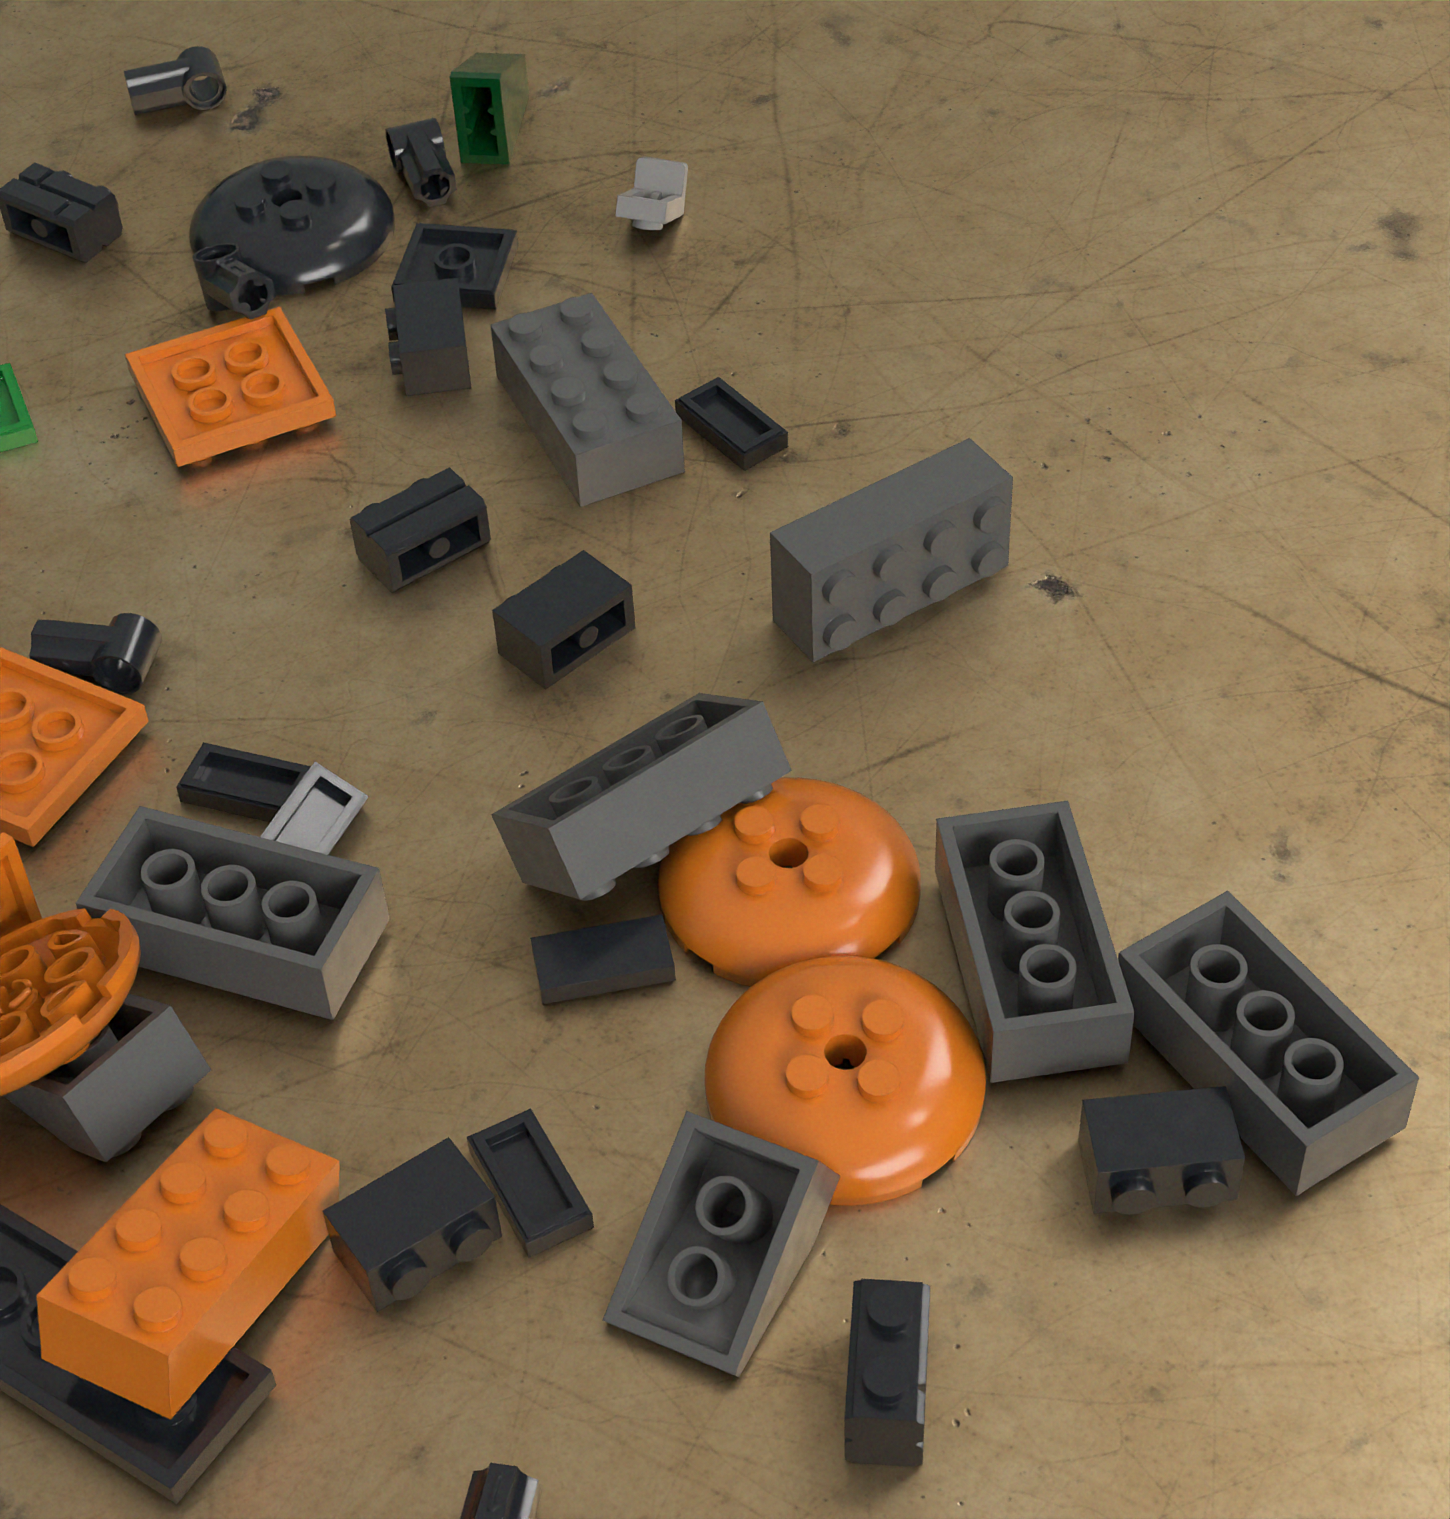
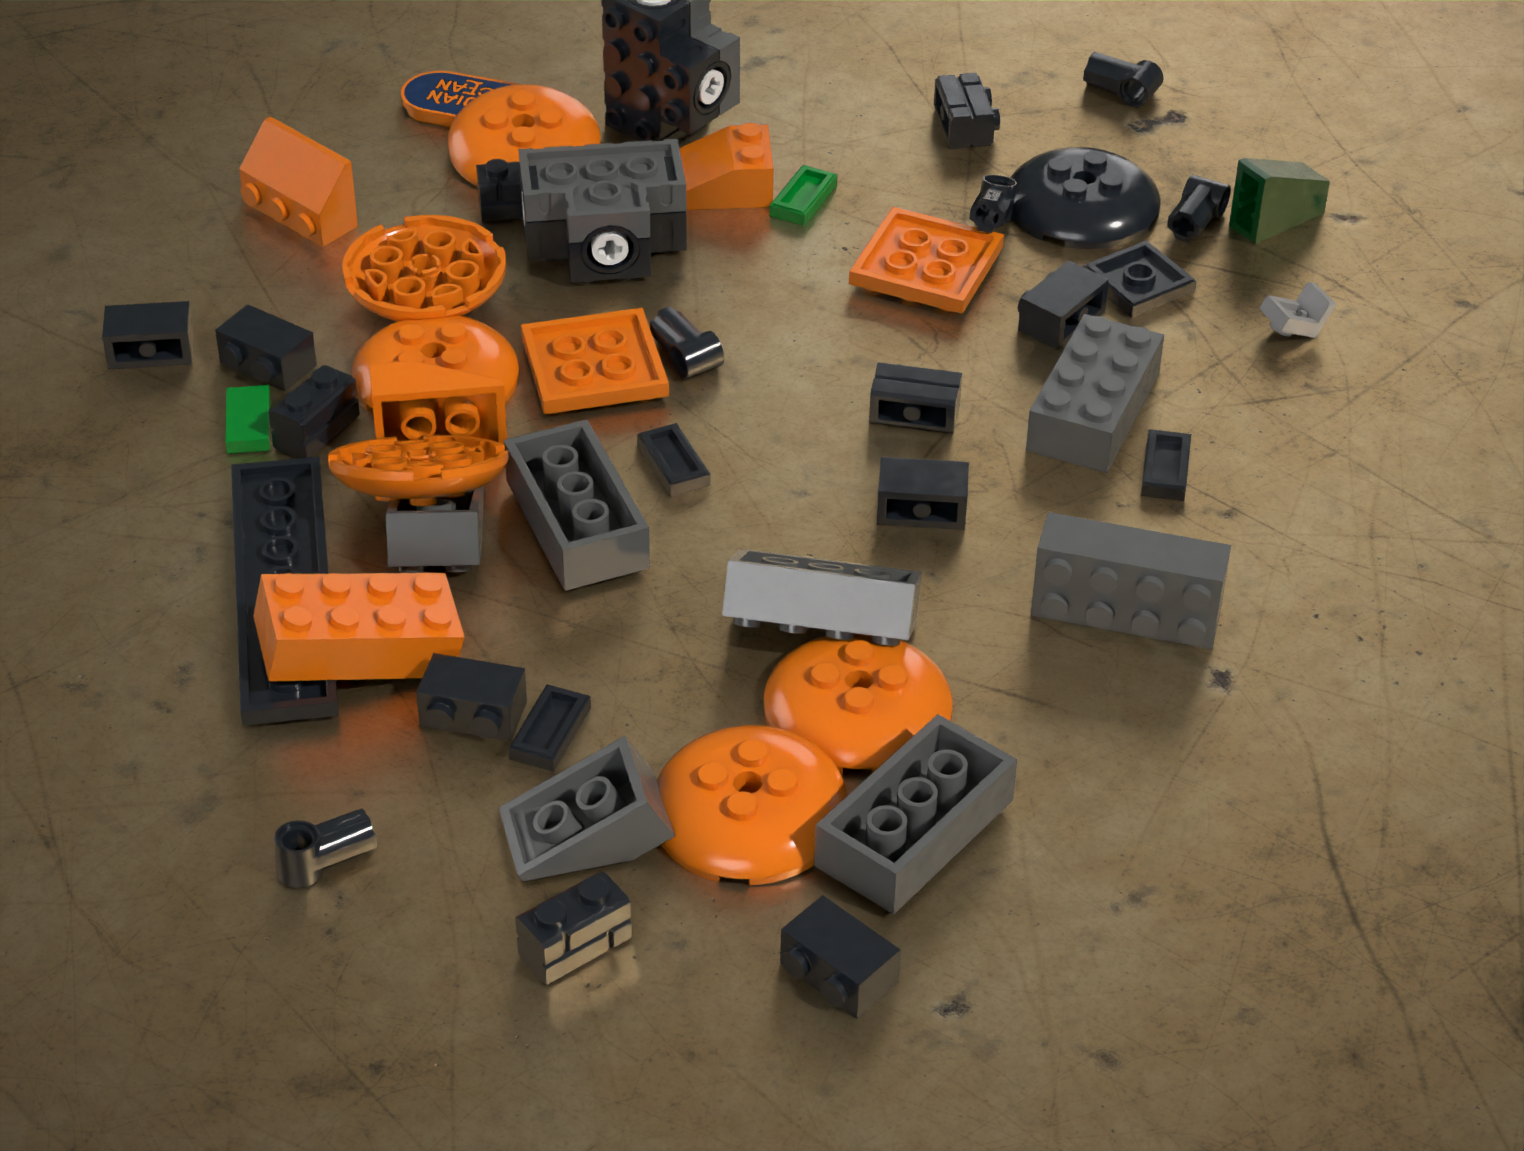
camera: 45 degrees right, 5 degrees down
(316, 812) = (672, 495): tile -> none
(603, 959) = (717, 662): black tile -> none
(1251, 1017) = (956, 952): dark grey brick -> none

